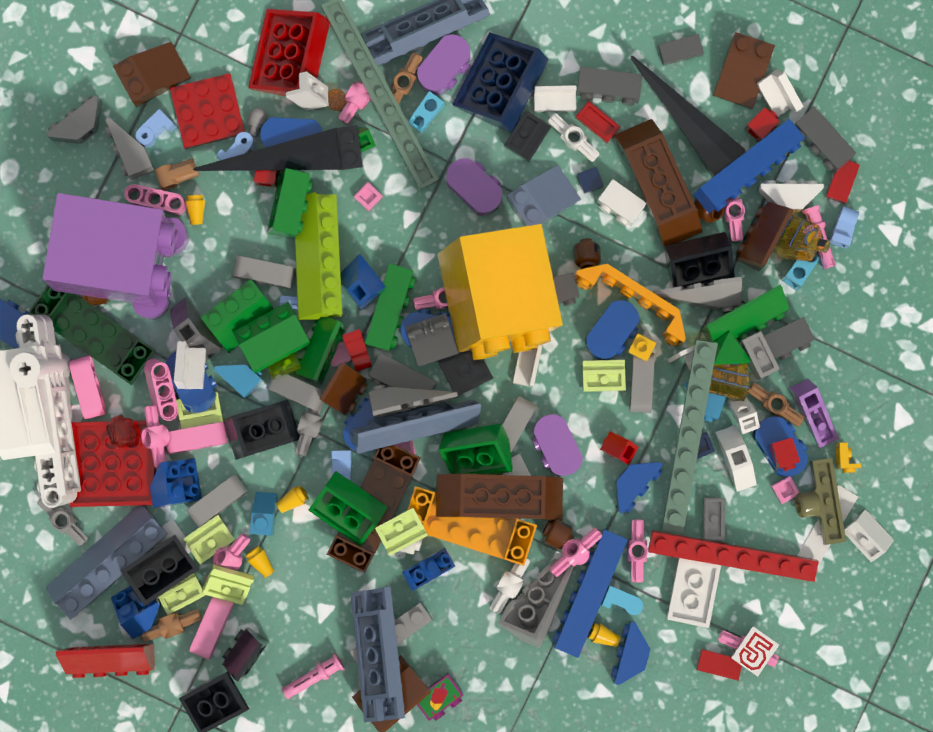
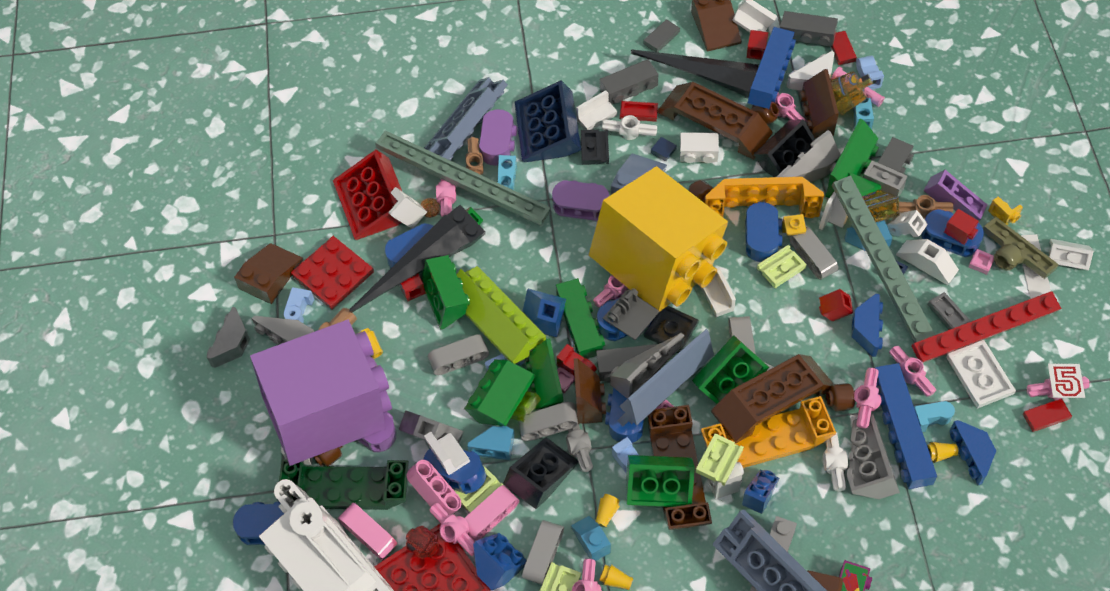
camera: 30 degrees left, 25 degrees down
(236, 311) = (454, 394): green slope -> none
(243, 144) = (375, 272): light blue leg -> none
(256, 120) = (377, 255): light grey cylinder -> none
(368, 196) = (503, 256): bright pink tile -> none
(557, 445) = (786, 334): medium lavender brick -> none

